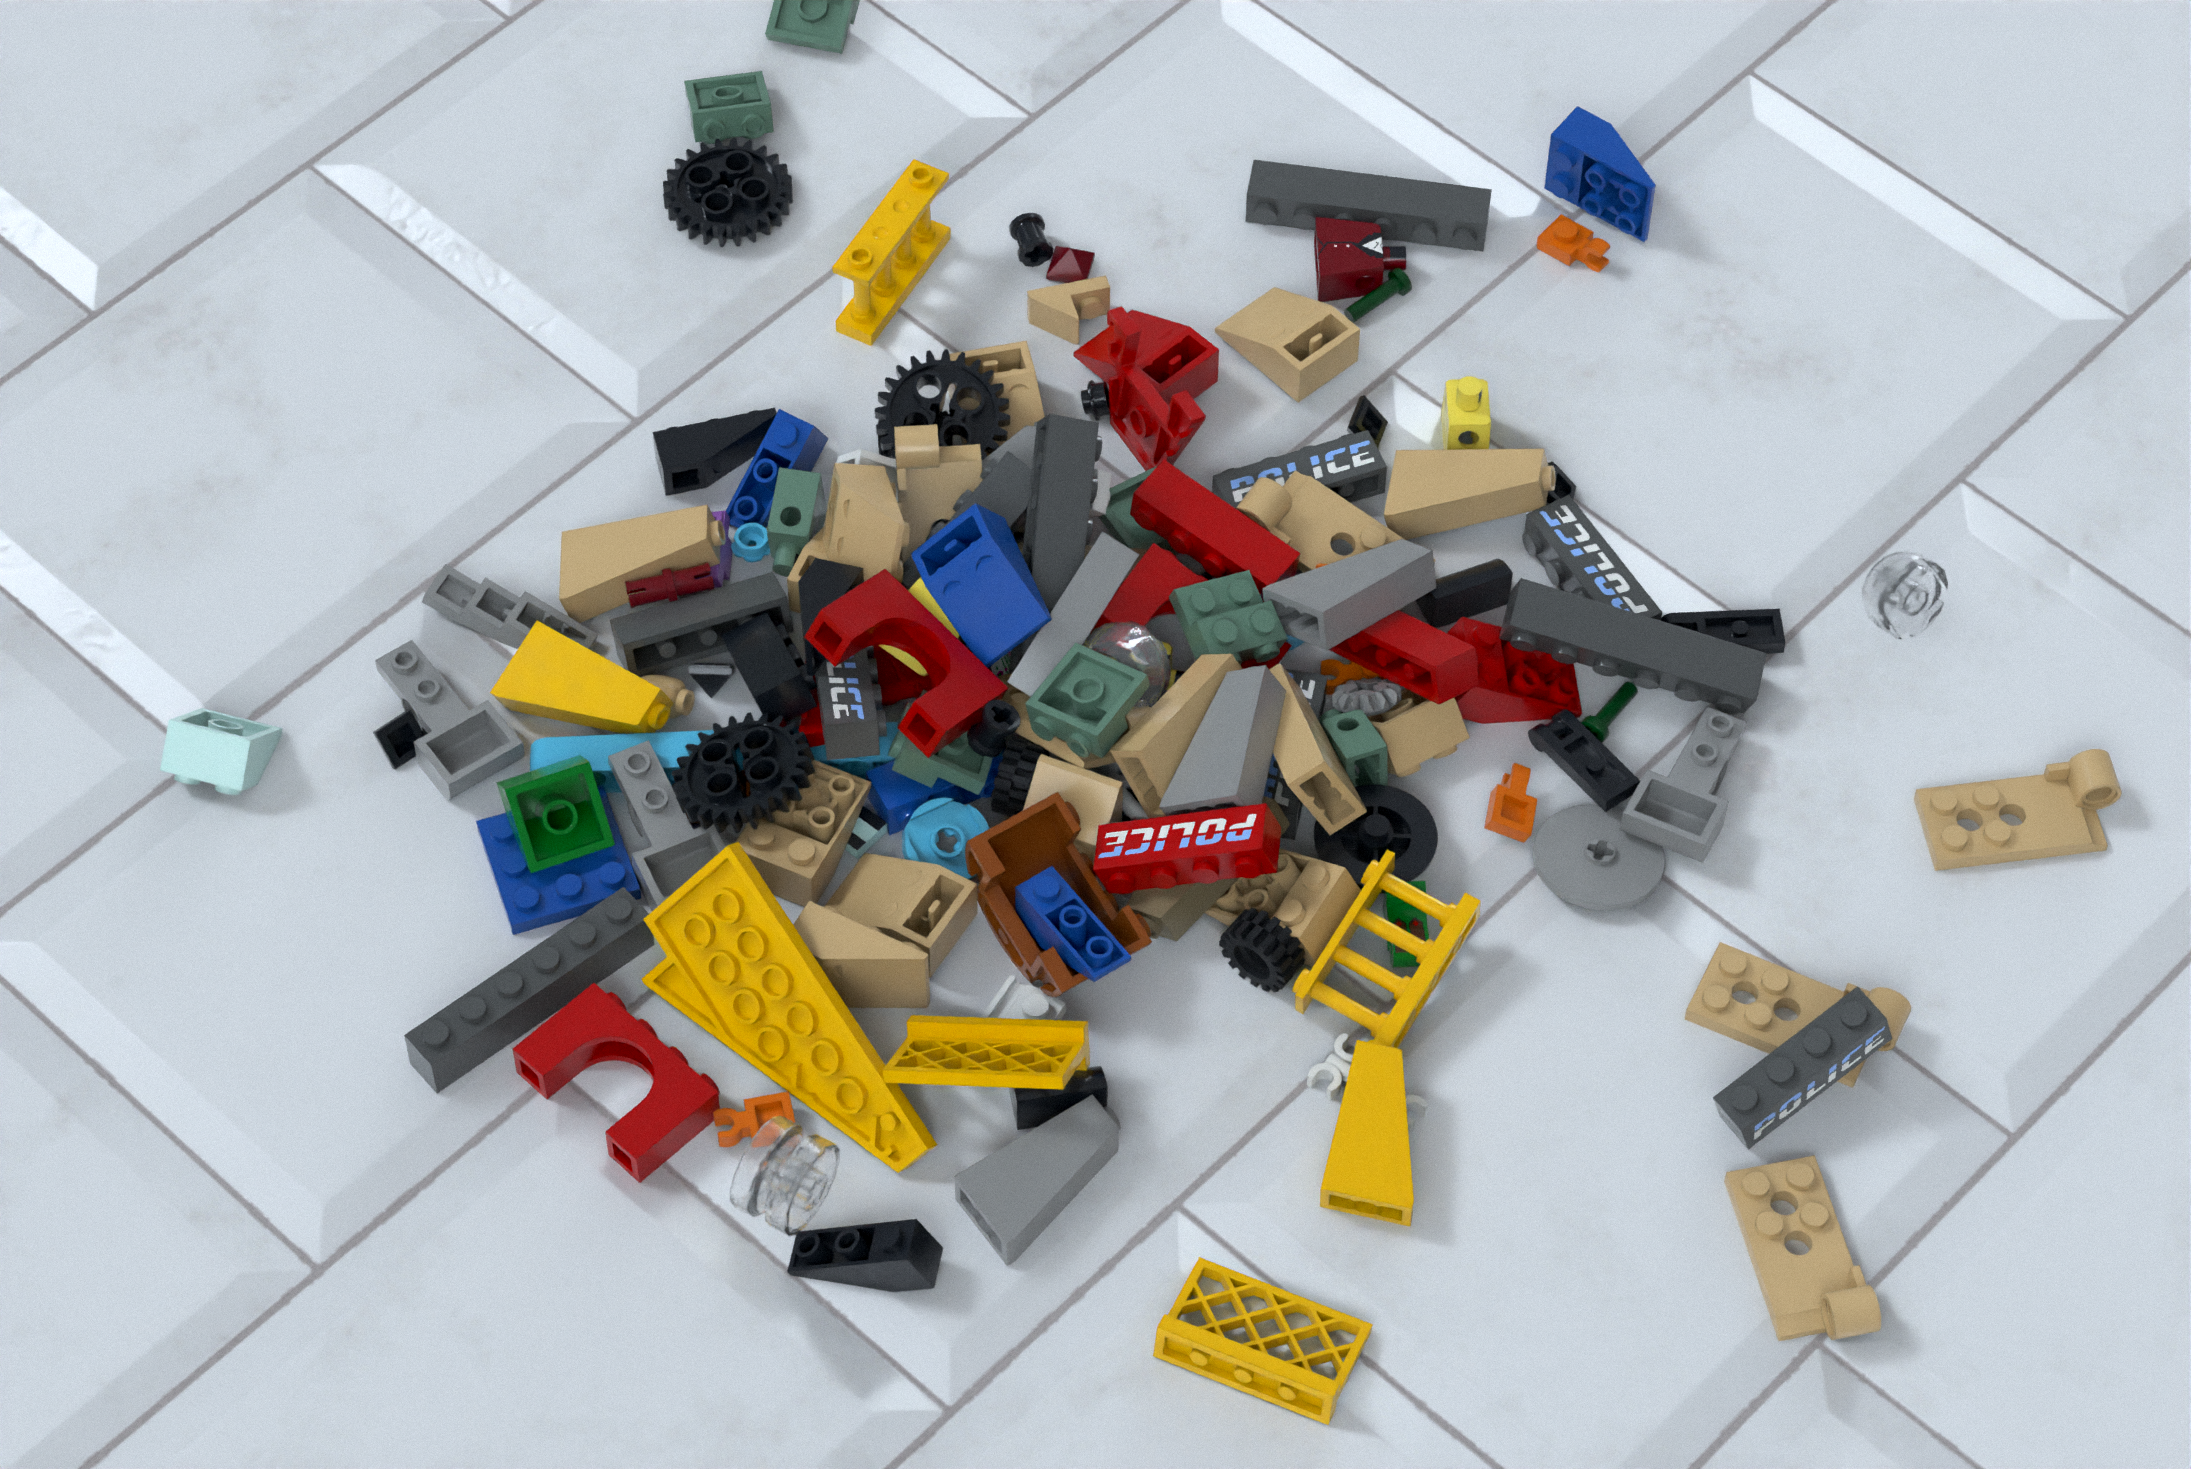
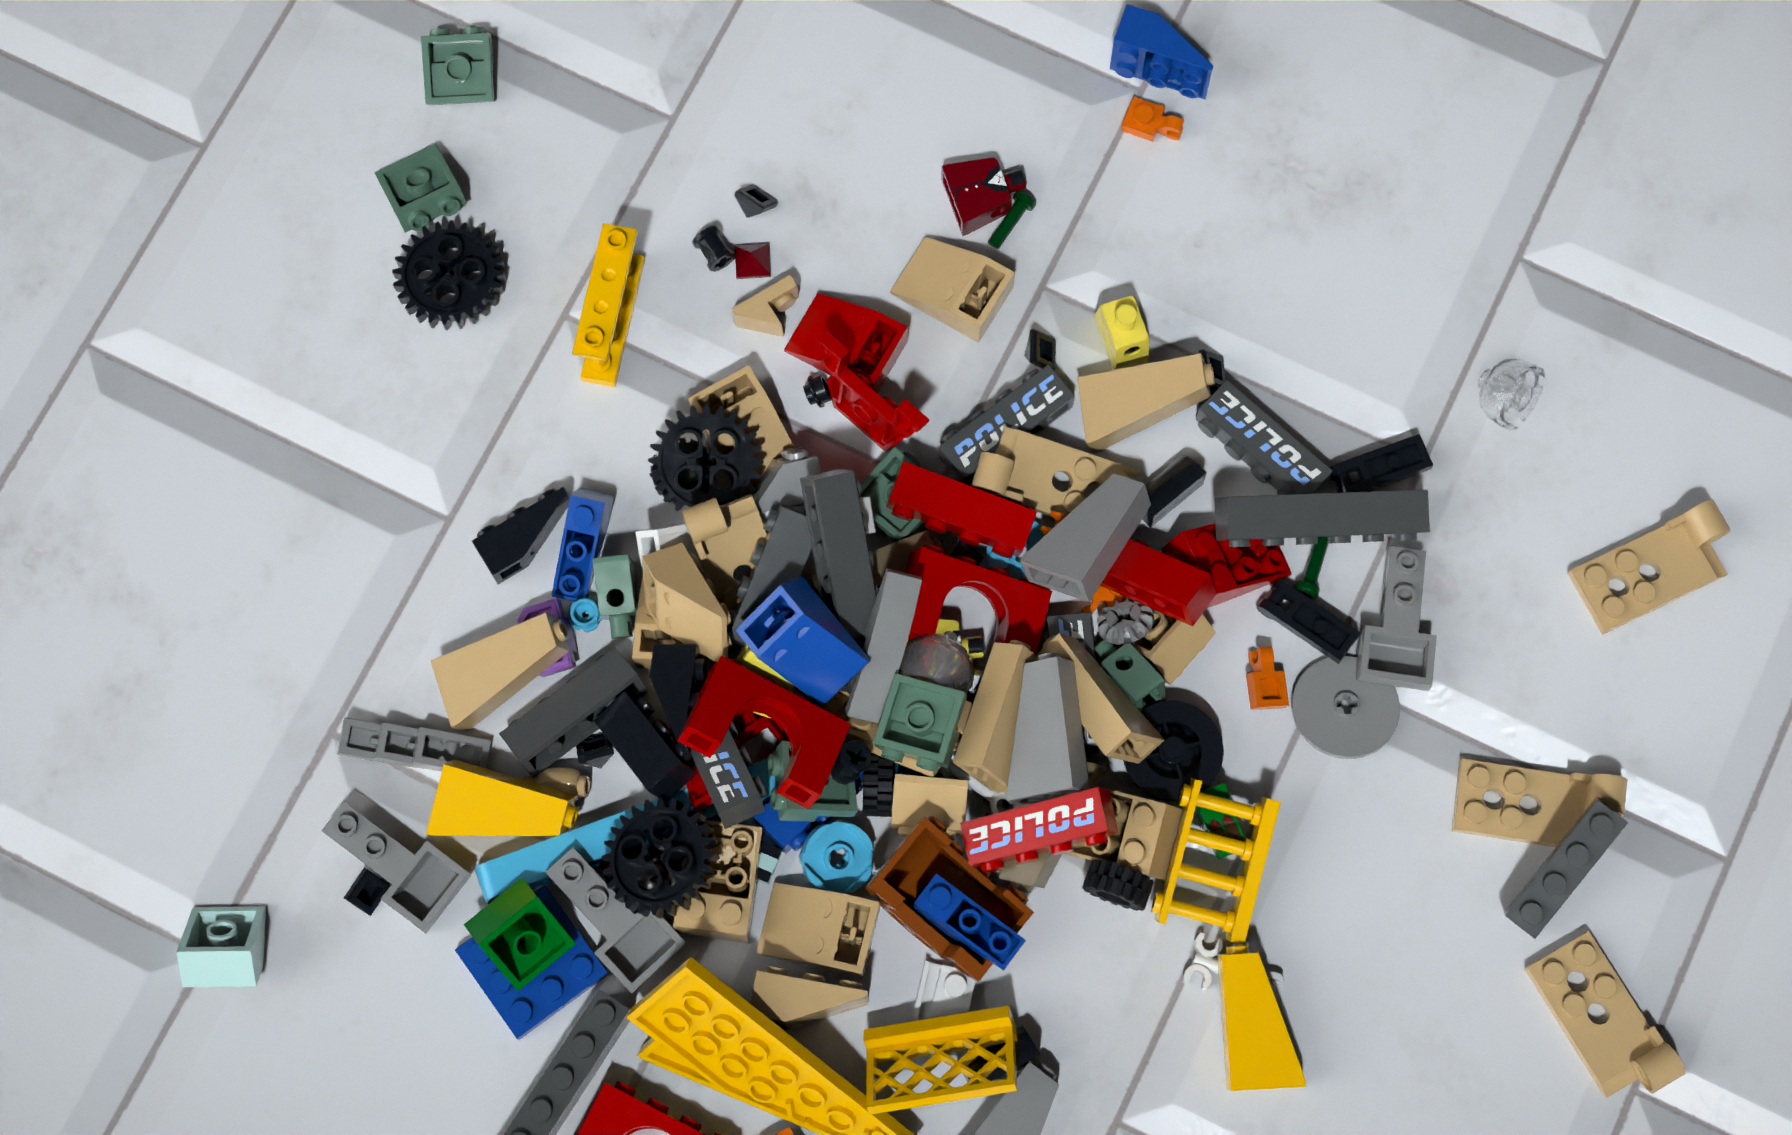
camera: 15 degrees left, 20 degrees up
(669, 585) = (536, 687): dark red pin -> none
(1092, 209) = (754, 201): none -> black slope
(1229, 619) = (1001, 597): sand green plate -> none
(1401, 206) = (977, 134): dark grey brick -> none

